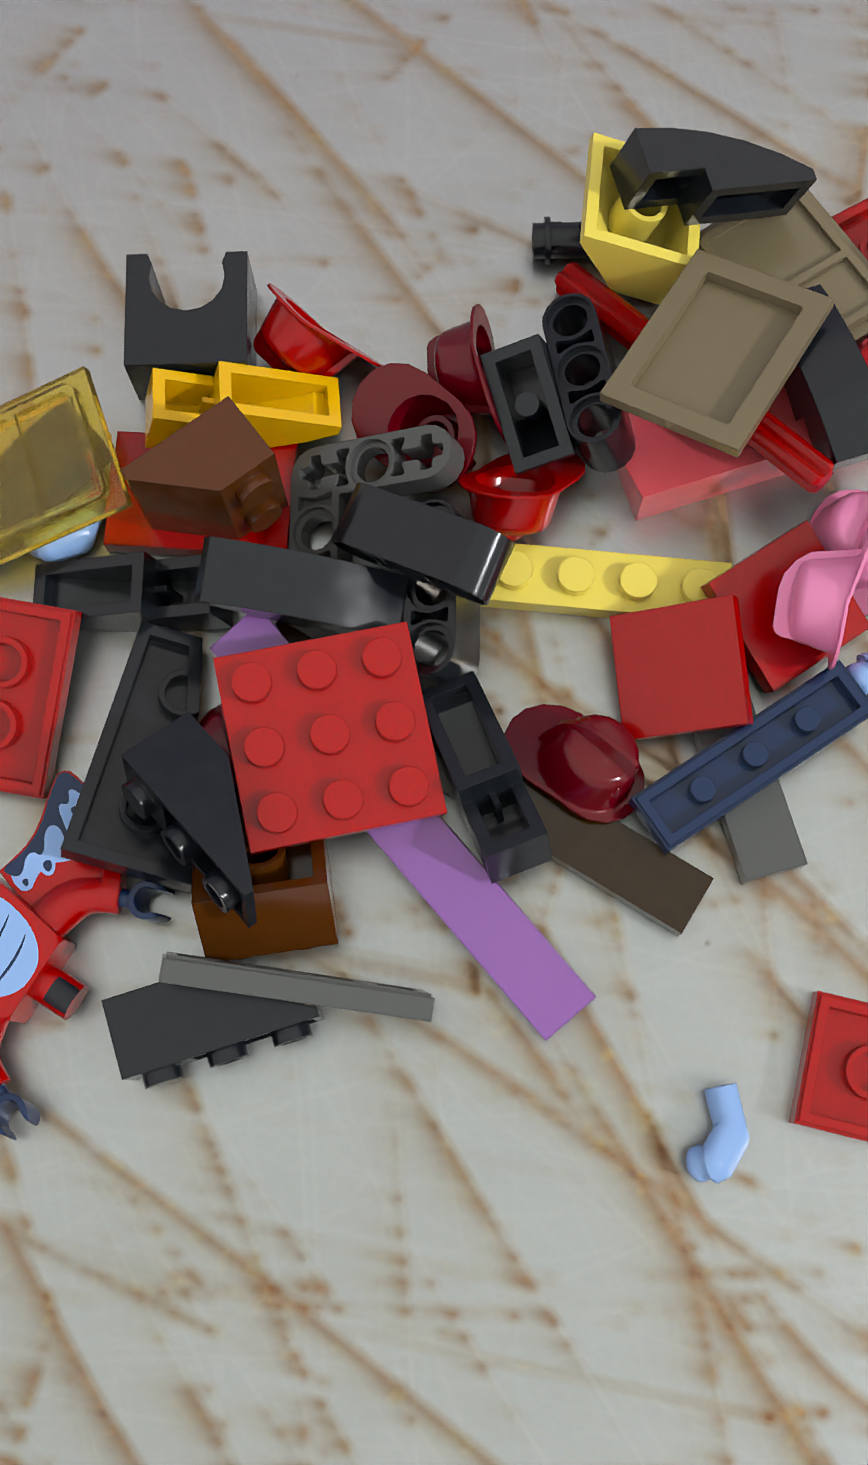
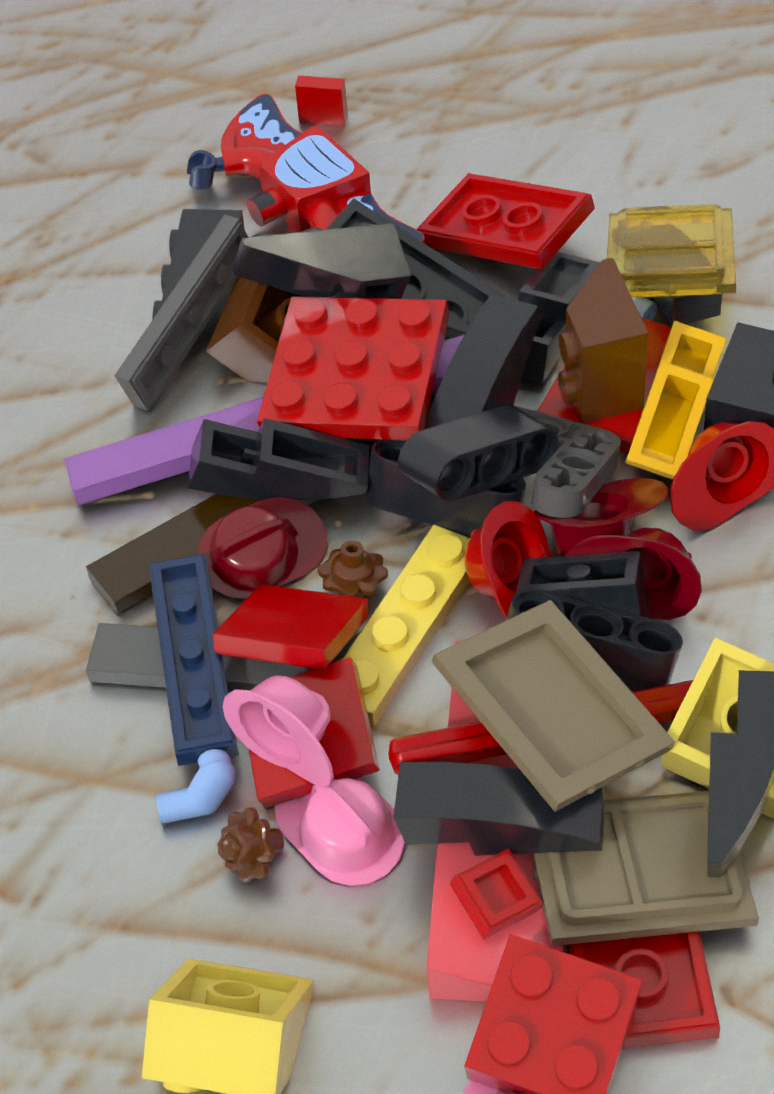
camera: 115 degrees right, 25 degrees down
(574, 651) = (352, 571): none -> reddish brown plant

